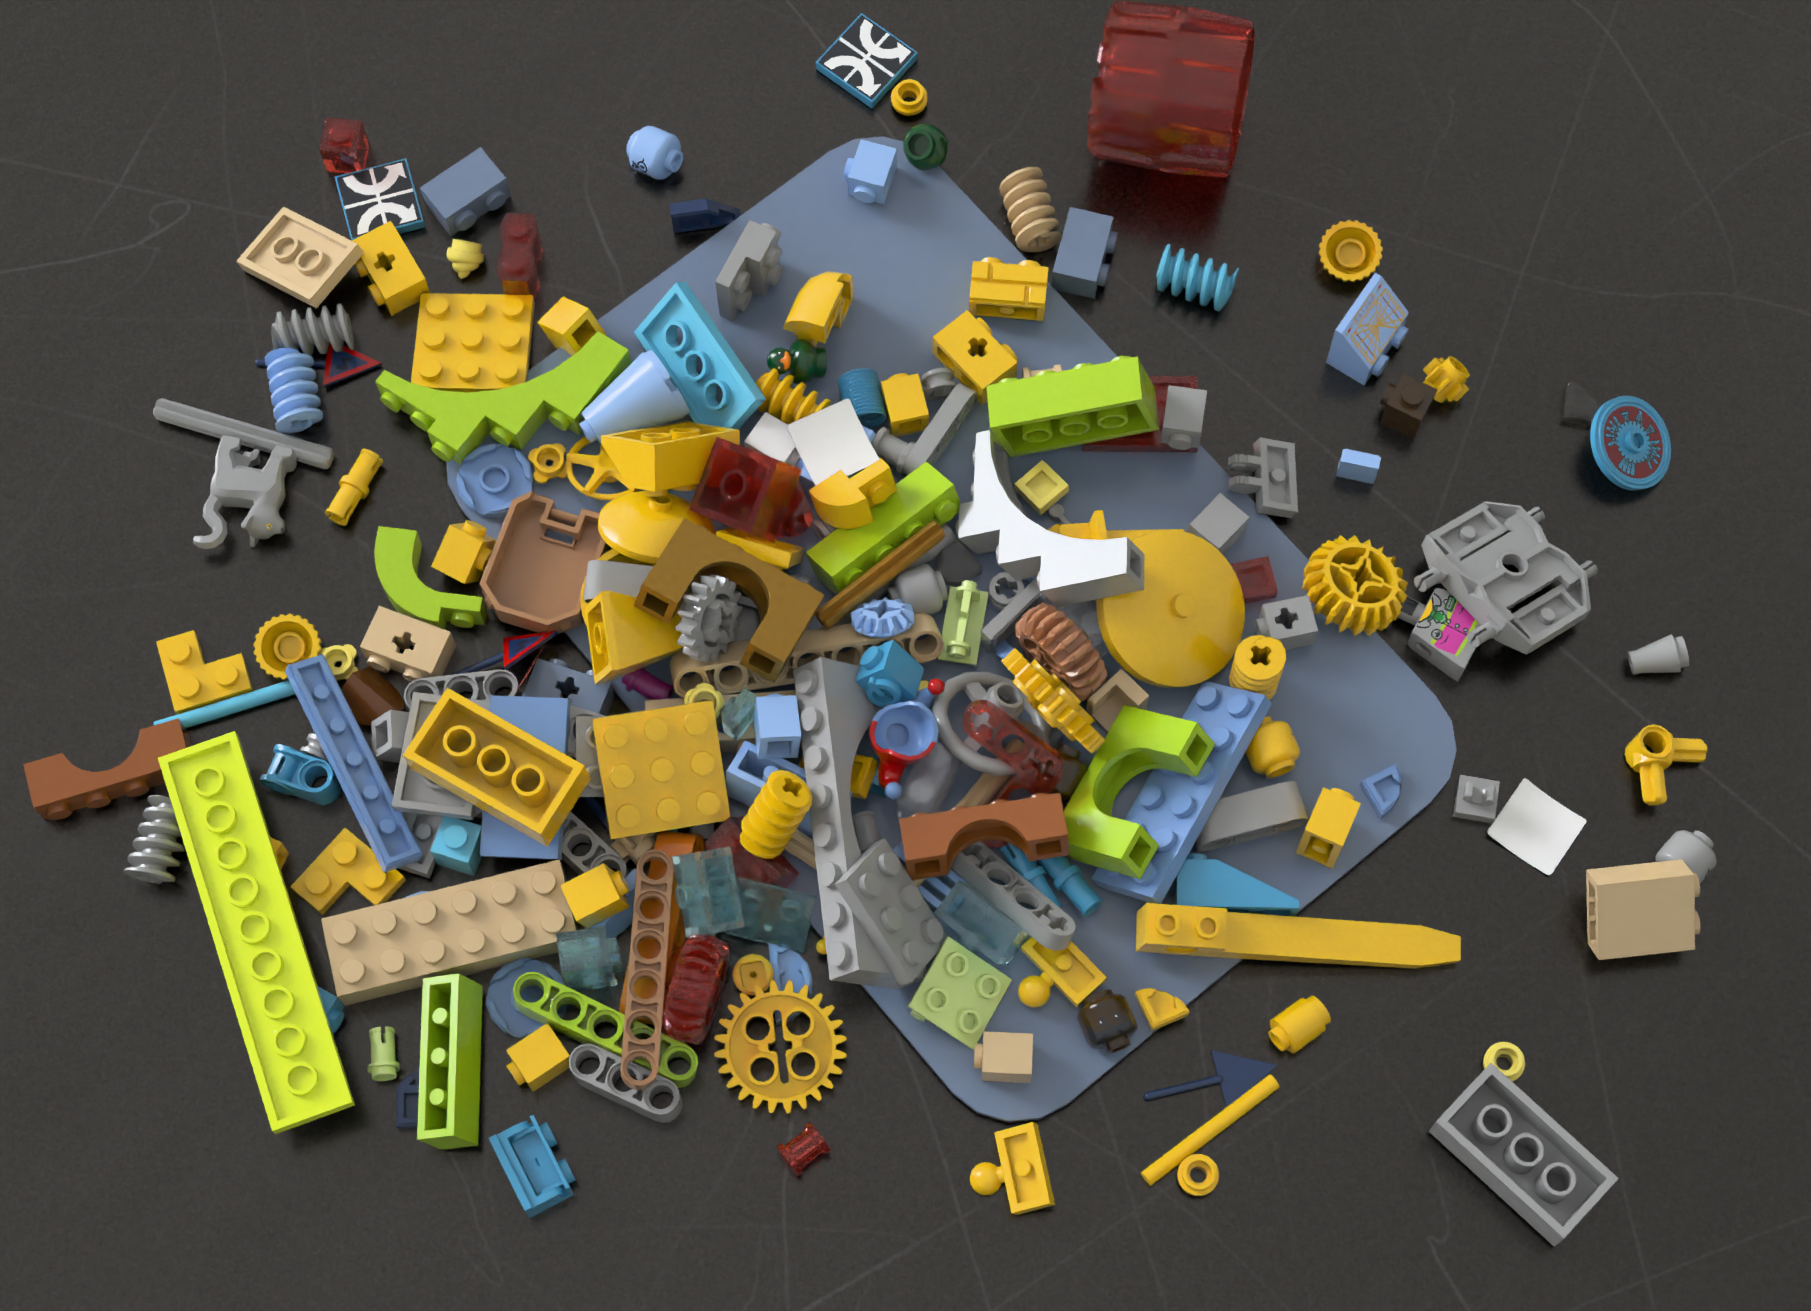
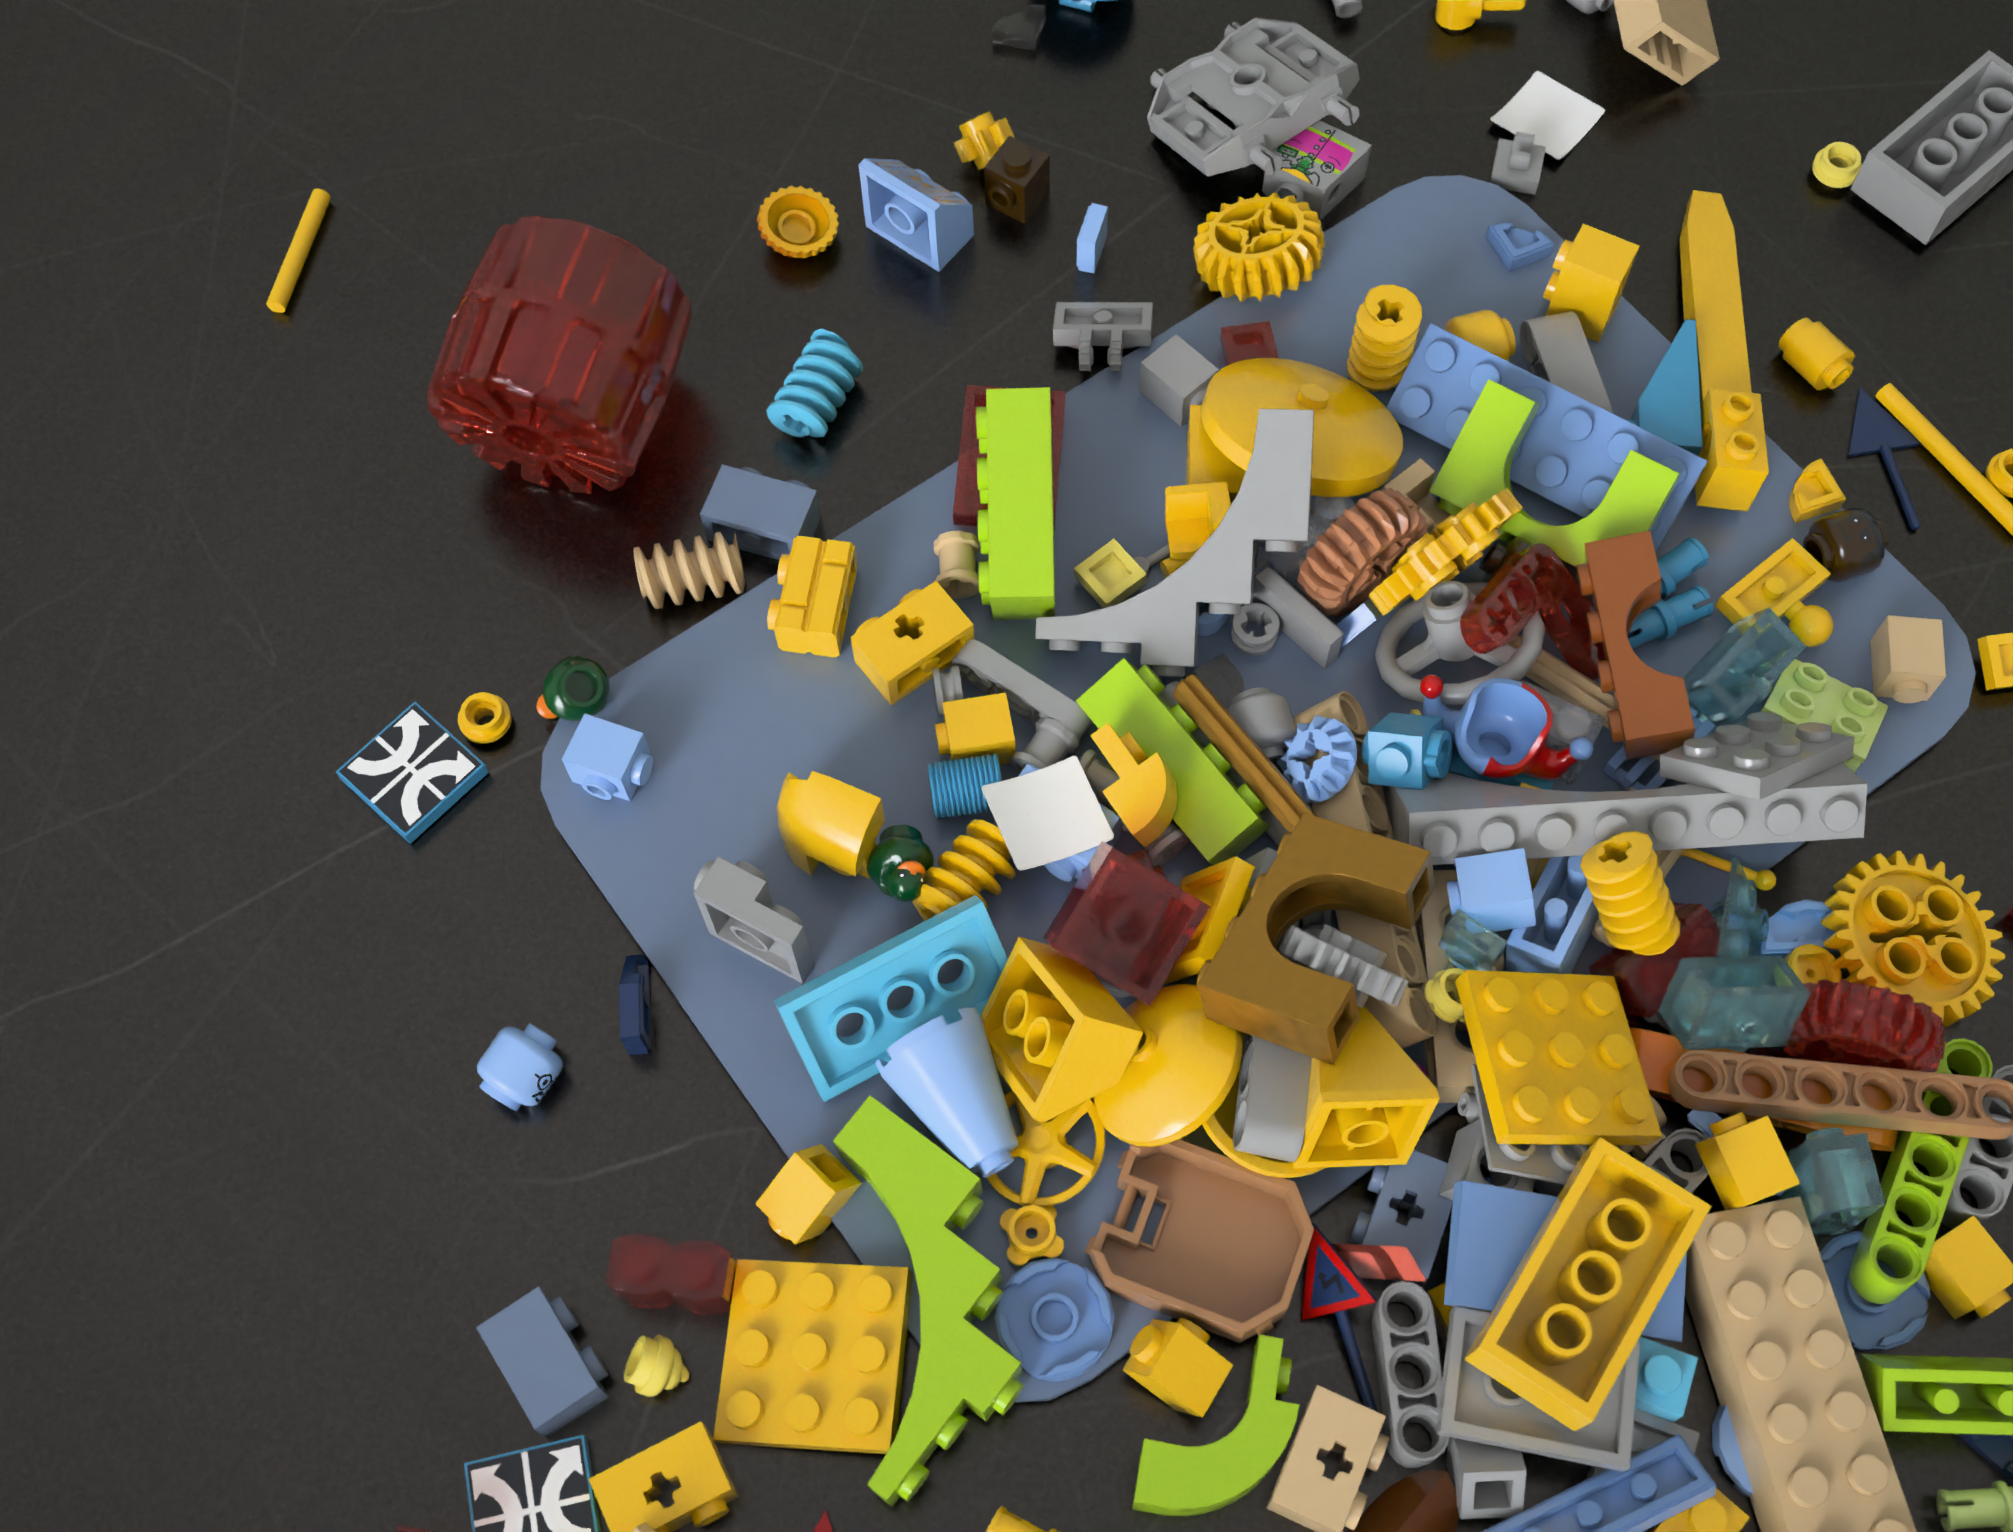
camera: 85 degrees left, 5 degrees down
(773, 439) = (1029, 902): white brick -> none
(963, 623) = (1300, 679): yellowish green hinge -> none
(1045, 923) = (1737, 587): light grey beam -> none
(1183, 417) = (1040, 372): light grey brick -> none
(1295, 614) = (1313, 325): light grey brick -> none

